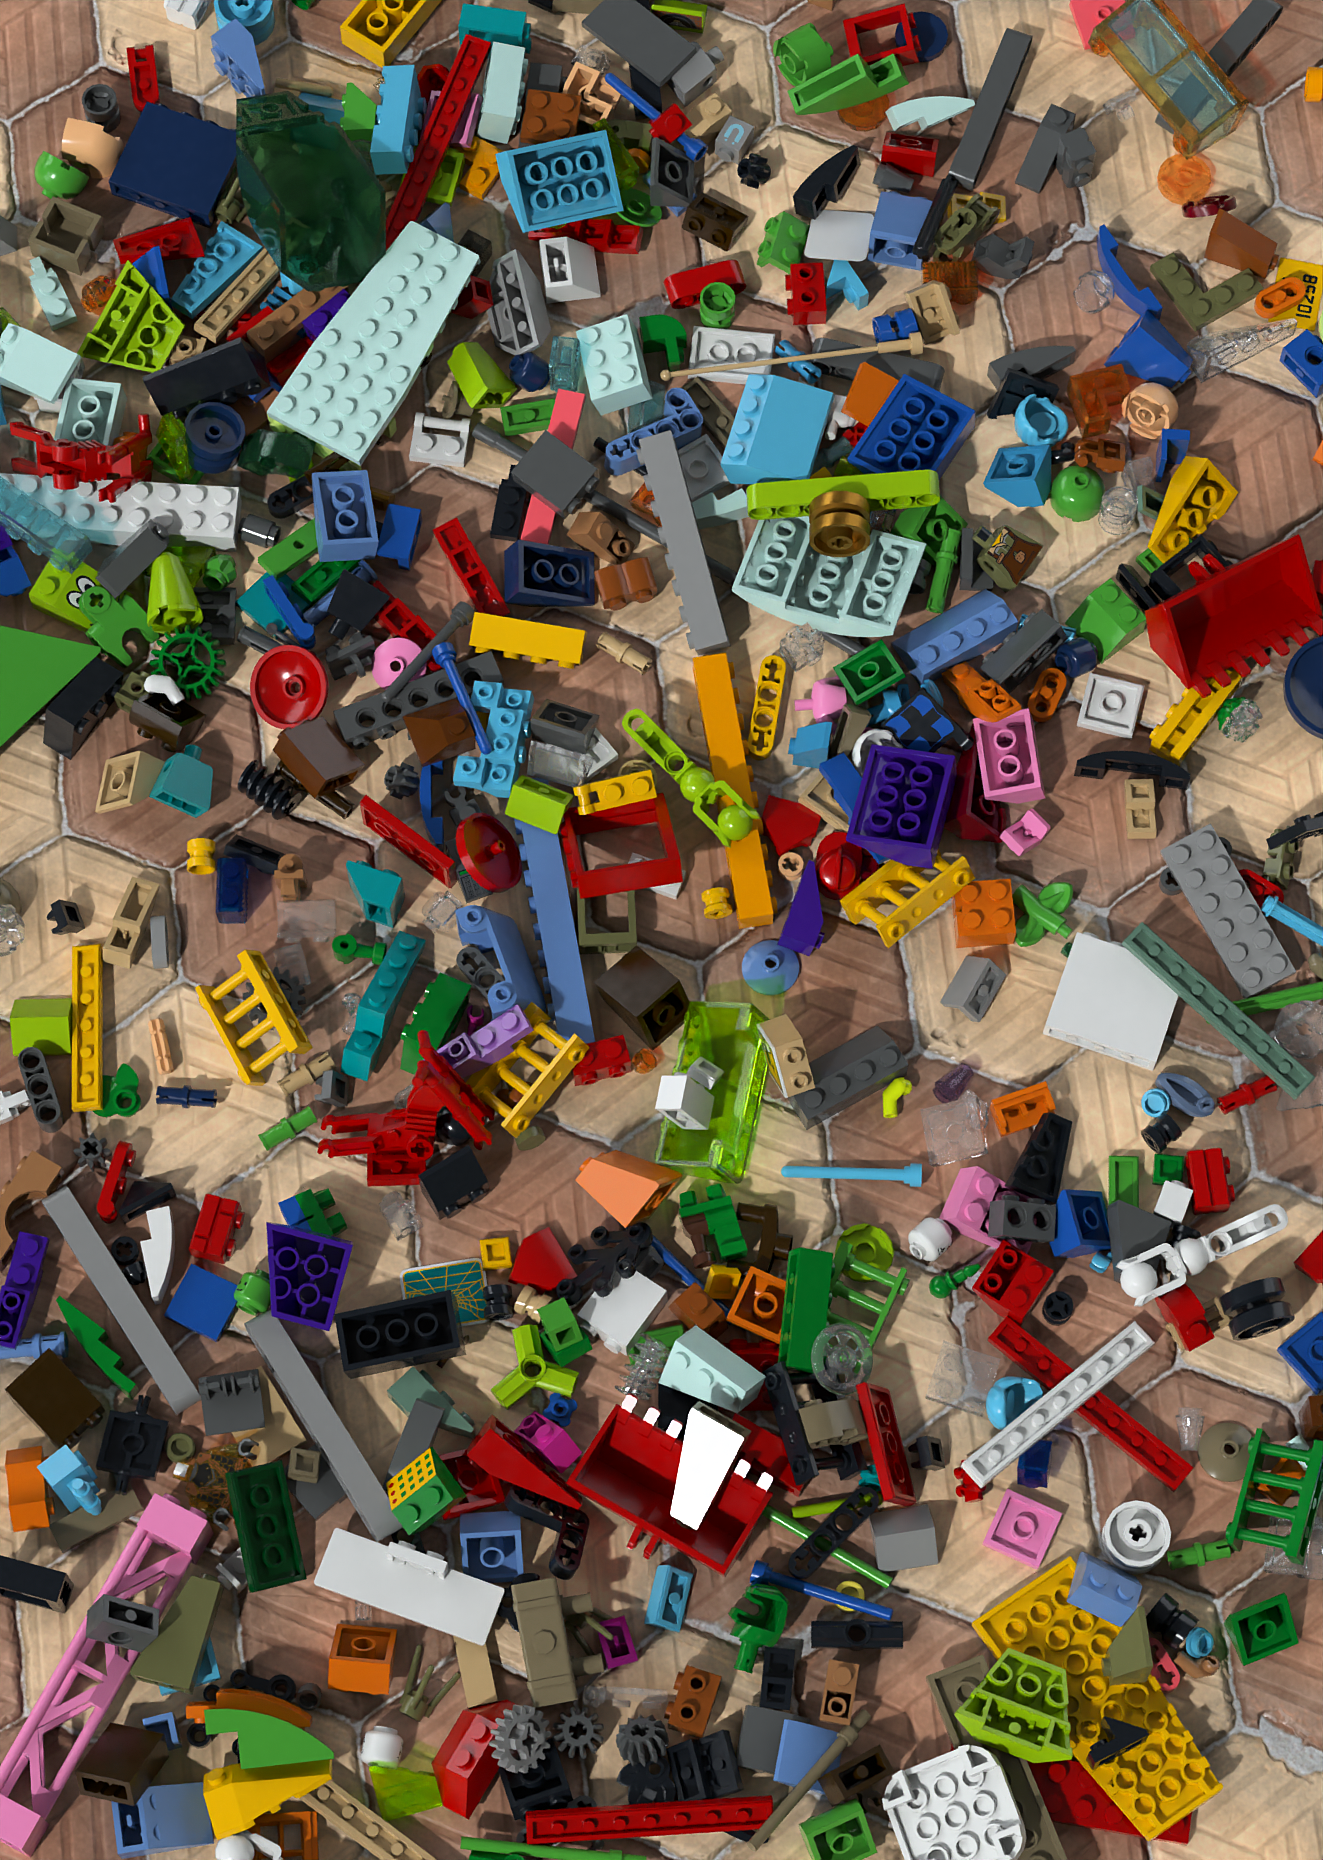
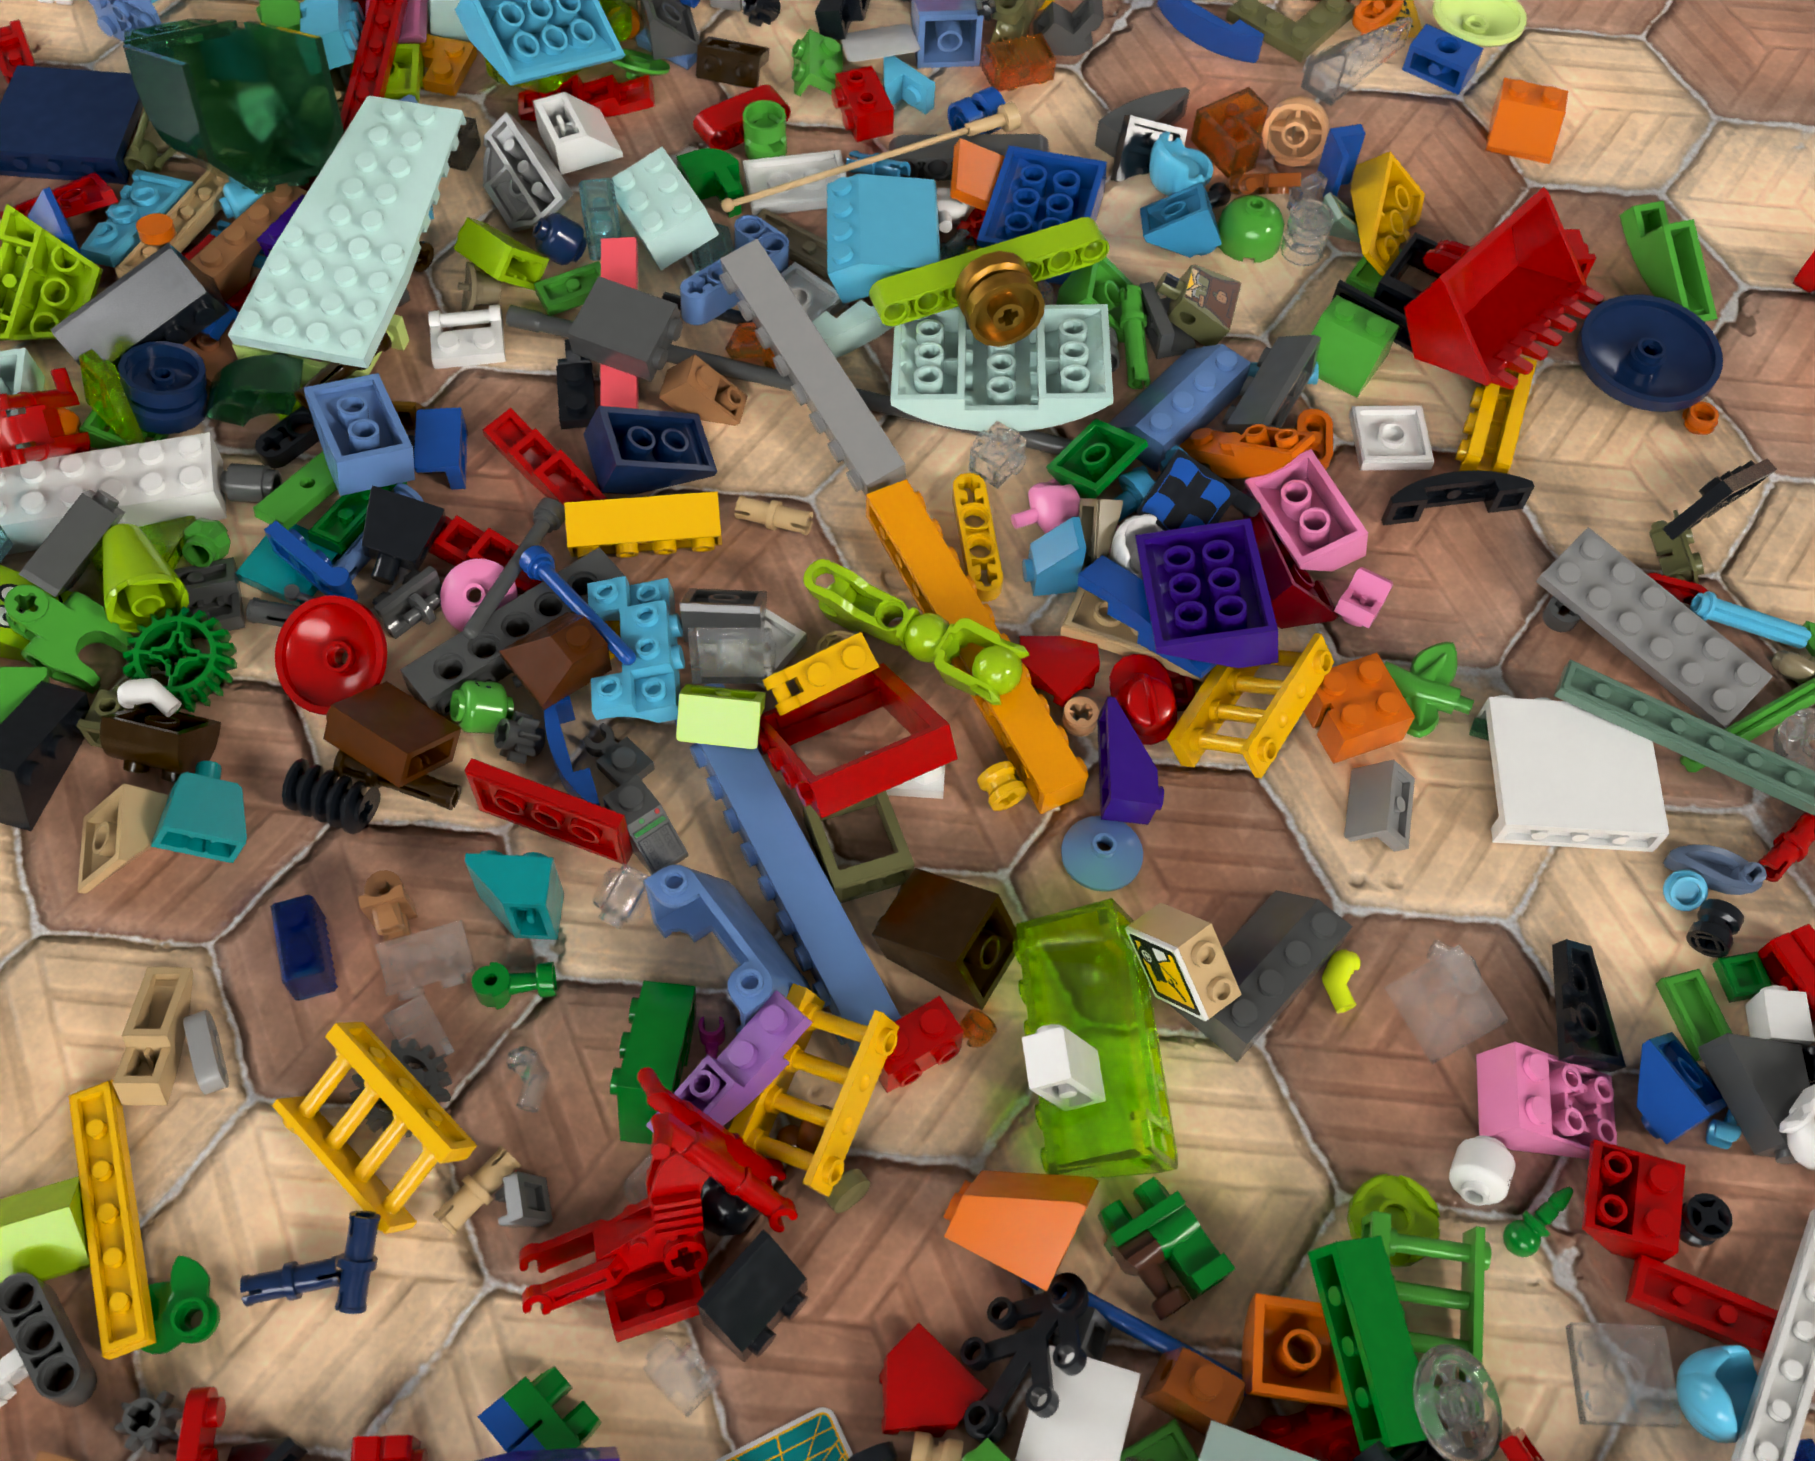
camera: 20 degrees left, 10 degrees down
(66, 916) = (51, 1053): black tile -> none
(160, 1046) = (236, 1212): light nougat axle -> none
(201, 854) = (248, 911): yellow wheel -> none
(227, 1096) = (357, 1262): none -> dark blue pin
(229, 294) = (155, 229): none -> orange tile
(254, 853) = (325, 888): black plate -> none
(288, 1128) = (466, 1285): bright green pin -> none
(379, 1006) = (565, 1057): teal arch -> none
(381, 751) = (480, 706): none -> bright green head
(474, 298) = (466, 180): red brick -> none
(484, 965) = (707, 958): dark grey beam -> none
(489, 852) = (668, 796): red piece -> none
(495, 1253) = (848, 1392): yellow tile -> none
(626, 583) = (750, 436): dark orange brick -> none
(705, 1072) = (1074, 1017): white tile -> none
(722, 1282) = (1213, 1330): yellow tile -> none
(772, 1243) = (1261, 1248): dark brown connector -> none
(910, 1174) = (1412, 1083): medium azure piece -> none
(933, 311) = (1017, 82): tan bracket -> none
(953, 1083) = (1413, 940): clear purple cone -> none
(1021, 1108) = (1520, 947): orange hinge -> none
(1022, 1224) = (1606, 1102): dark grey brick -> none
(1076, 657) = (1331, 391): dark blue head -> none
(1094, 292) = (1181, 39): clear hair -> none
(1140, 808) = (1480, 540): tan slope -> none
(1151, 353) = (1272, 75): blue slope -> none
(1239, 718) = (1551, 410): clear piece -> none

